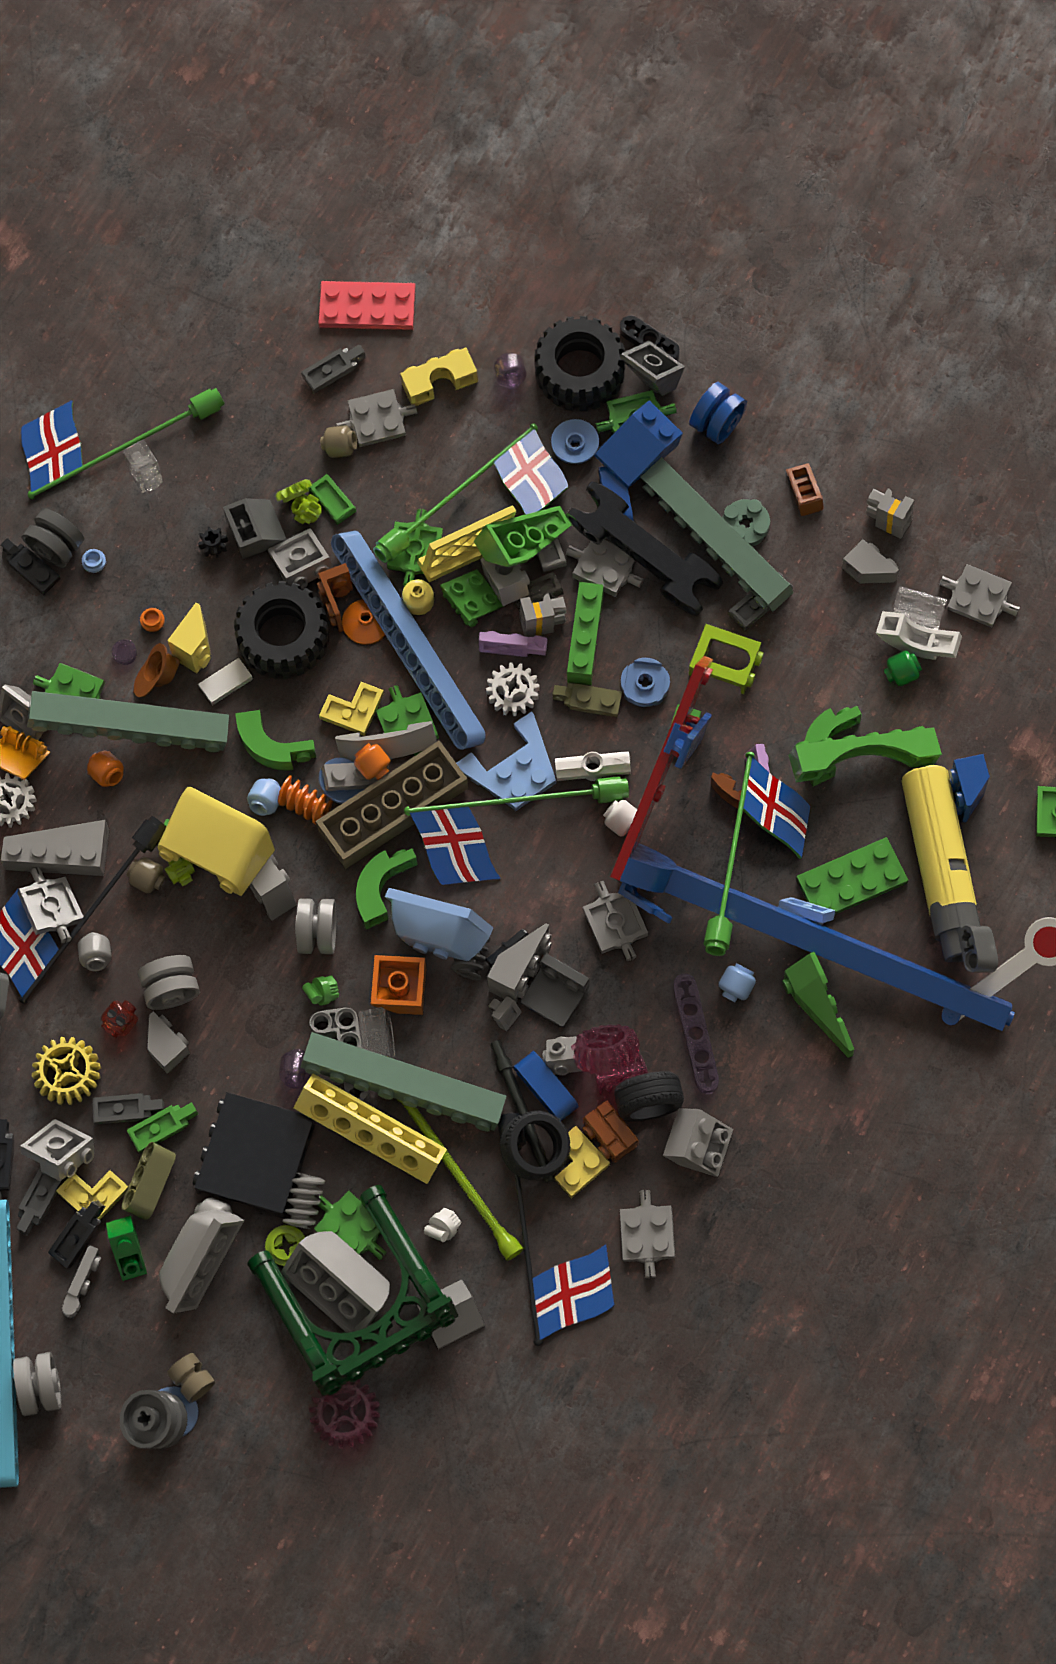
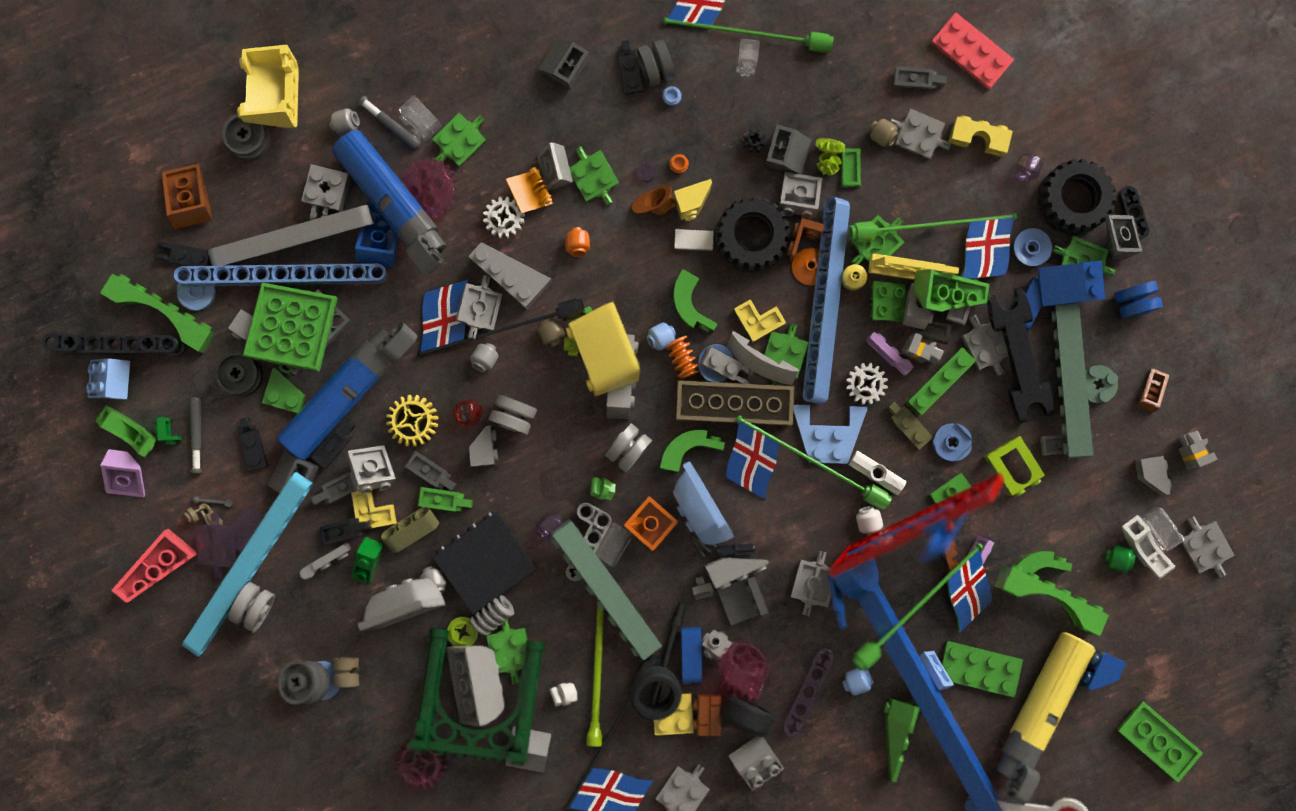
camera: 30 degrees right, 15 degrees up
(127, 721) = (611, 224): sand green brick -> none
(369, 1128) = (564, 603): light yellow brick -> none
(372, 762) = (741, 368): orange head -> none

